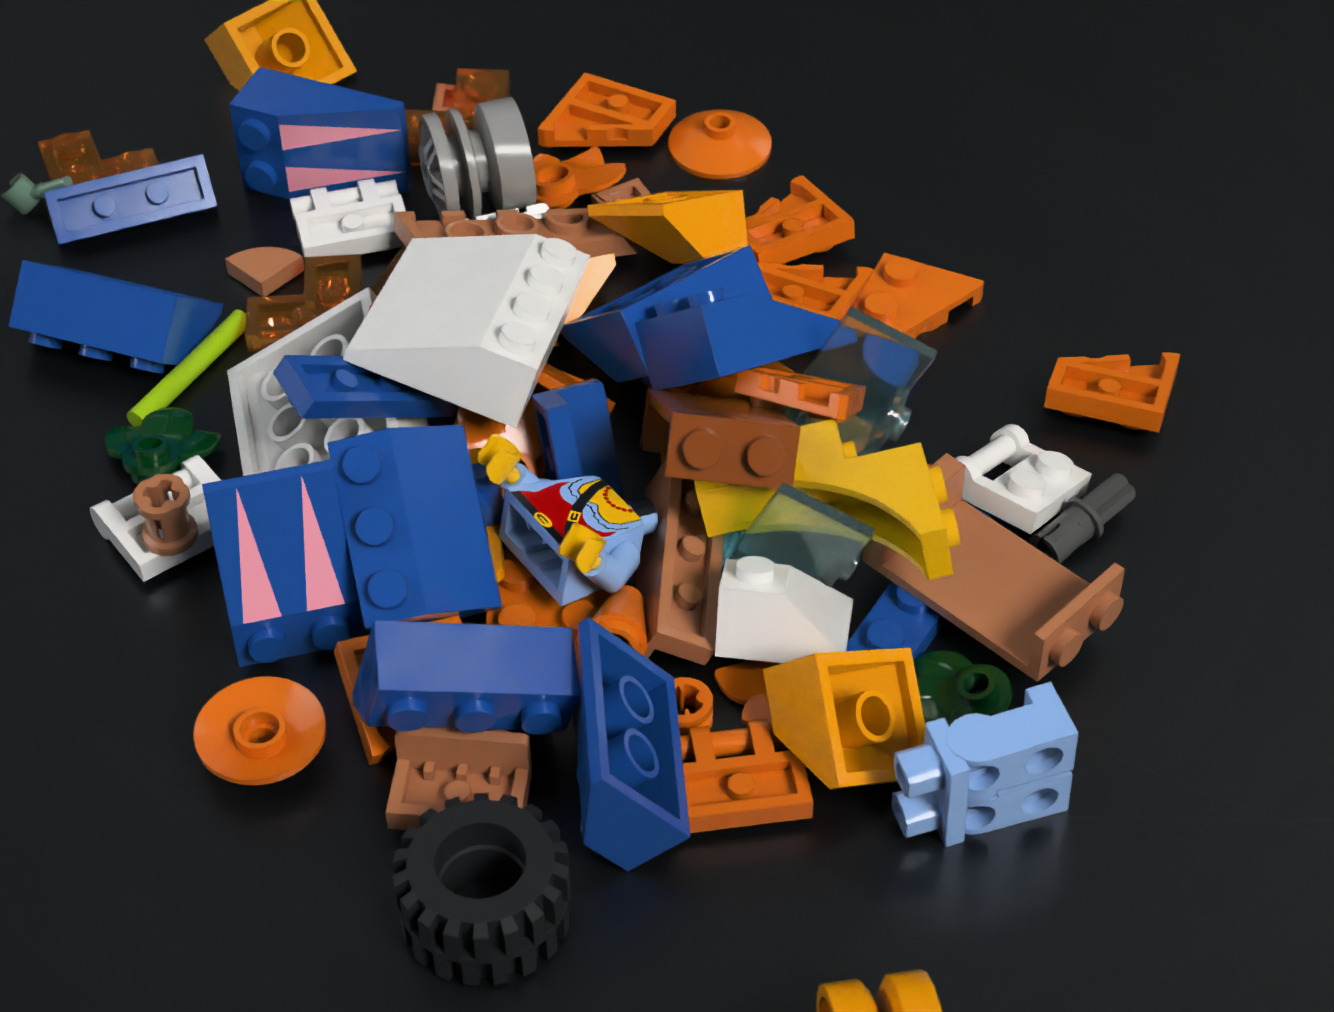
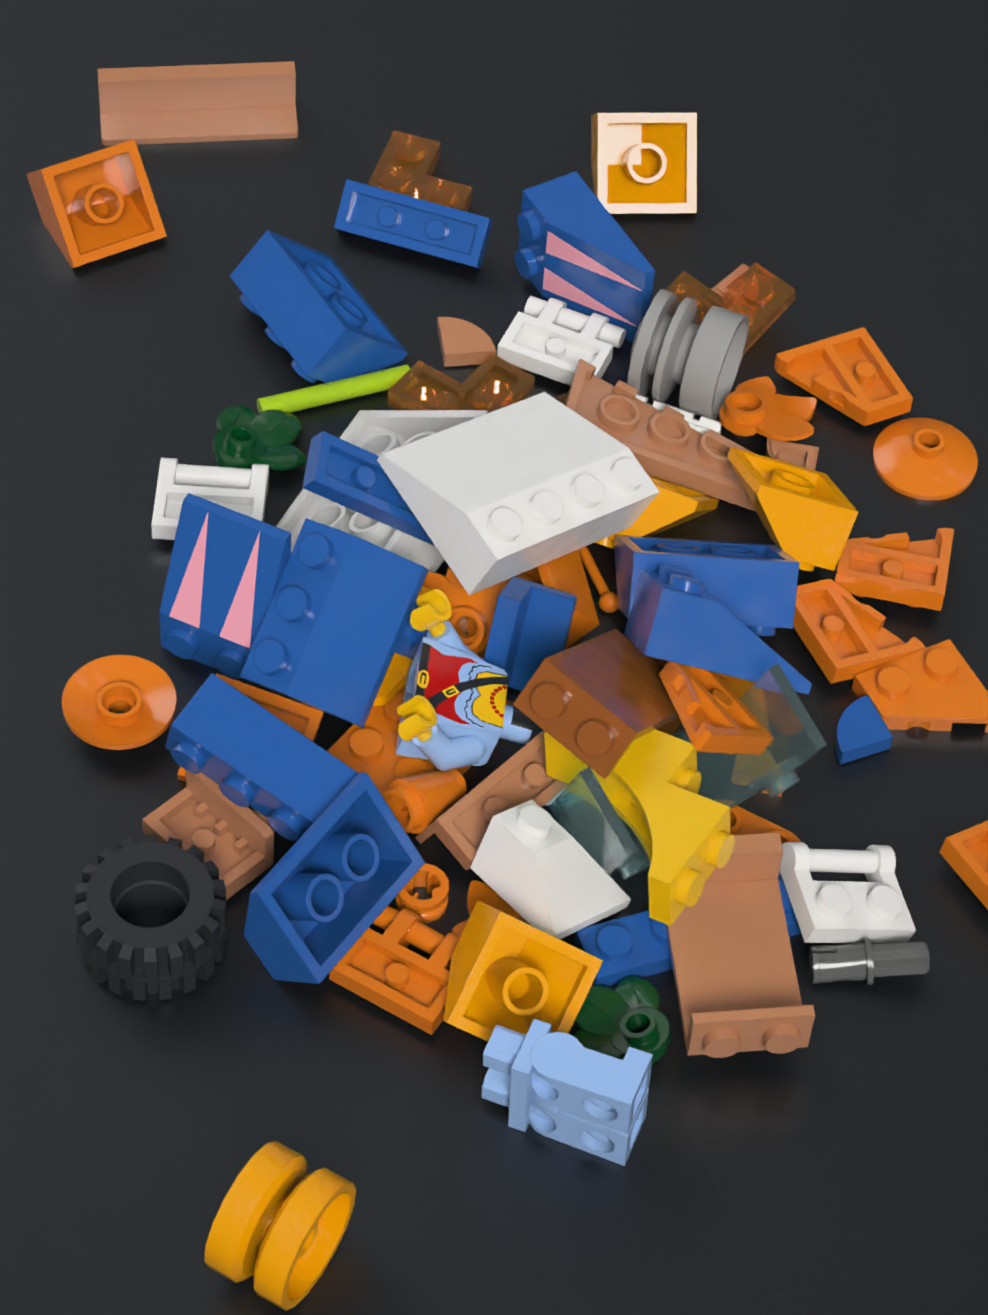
camera: 35 degrees right, 5 degrees up
(25, 195) = (350, 168): sand green hand -> none
(171, 516) = (185, 479): nougat bush -> none

